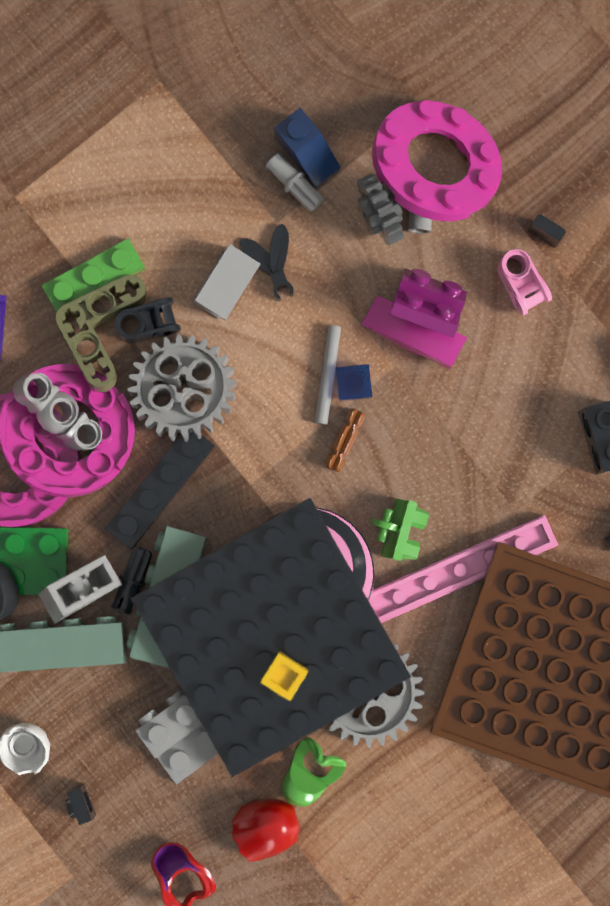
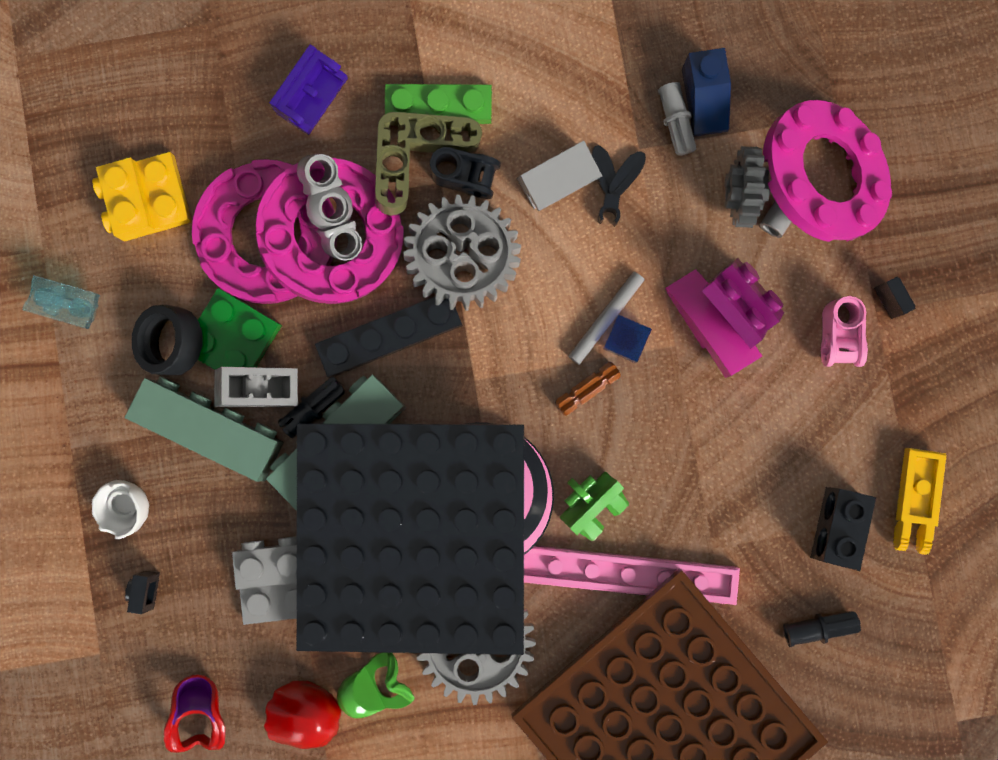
camera: 35 degrees right, 0 degrees up
(284, 676) = (400, 584): yellow tile -> none

